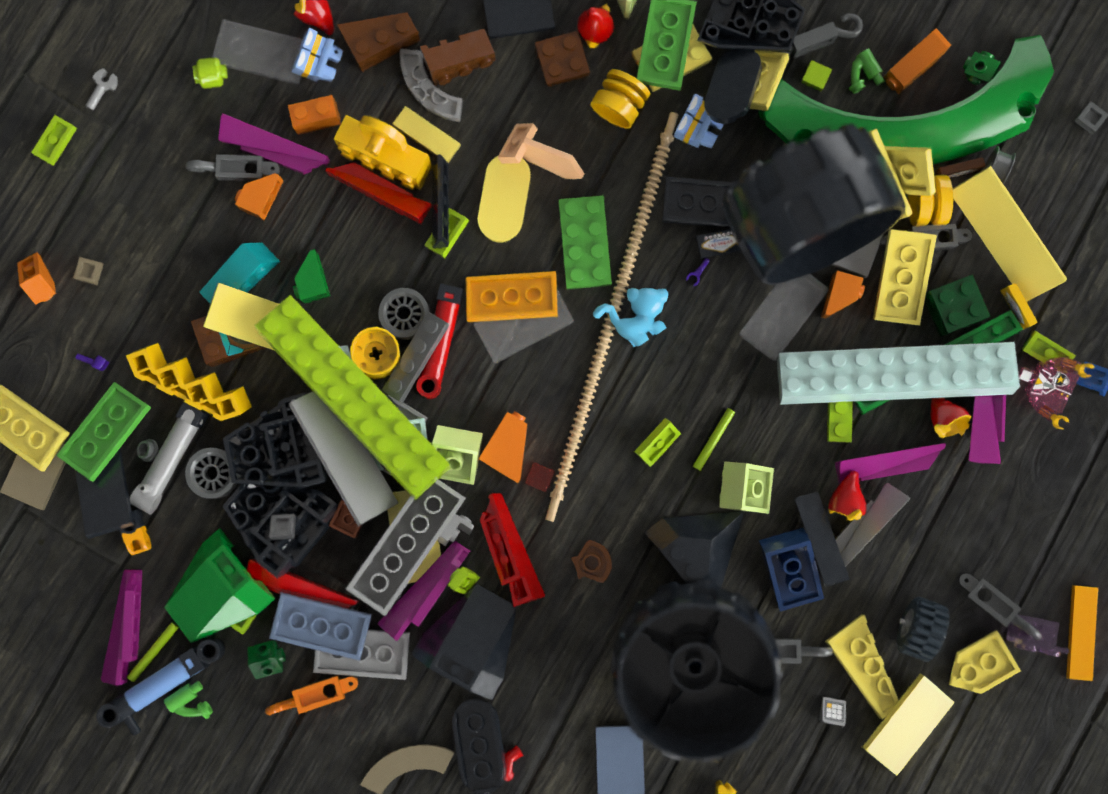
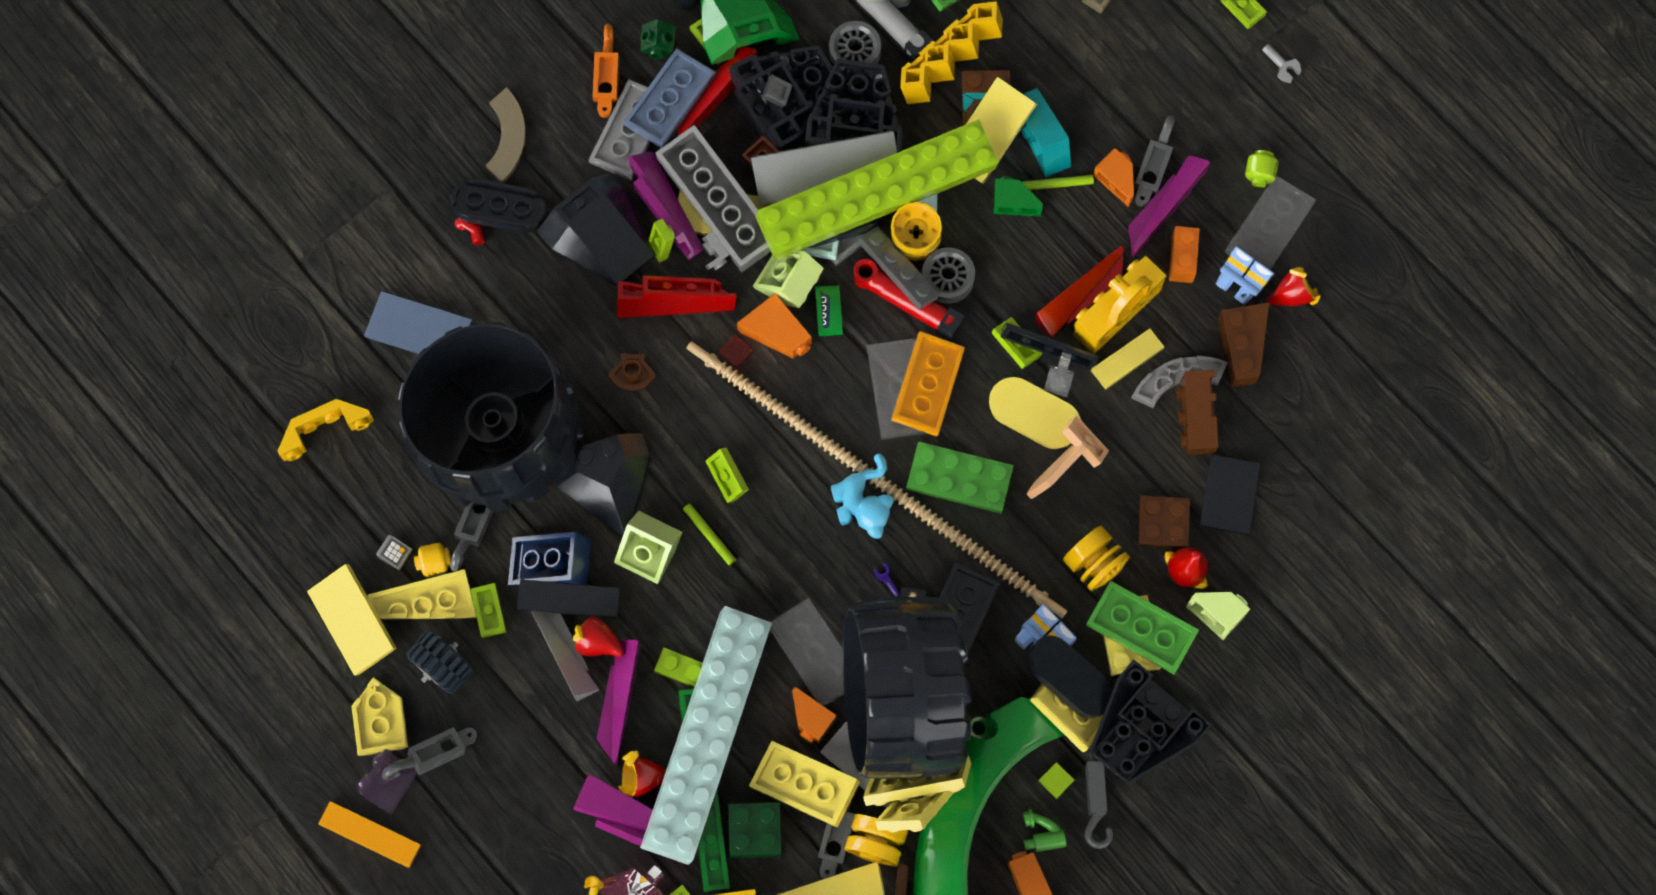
camera: 110 degrees right, 10 degrees down
(281, 246) = (1059, 182): none -> lime bar
(467, 184) = (1059, 377): none -> clear plate
(474, 407) = (828, 310): none -> green slope
(828, 673) = (433, 559): none -> yellow head
(854, 606) = (488, 610): none -> lime plate

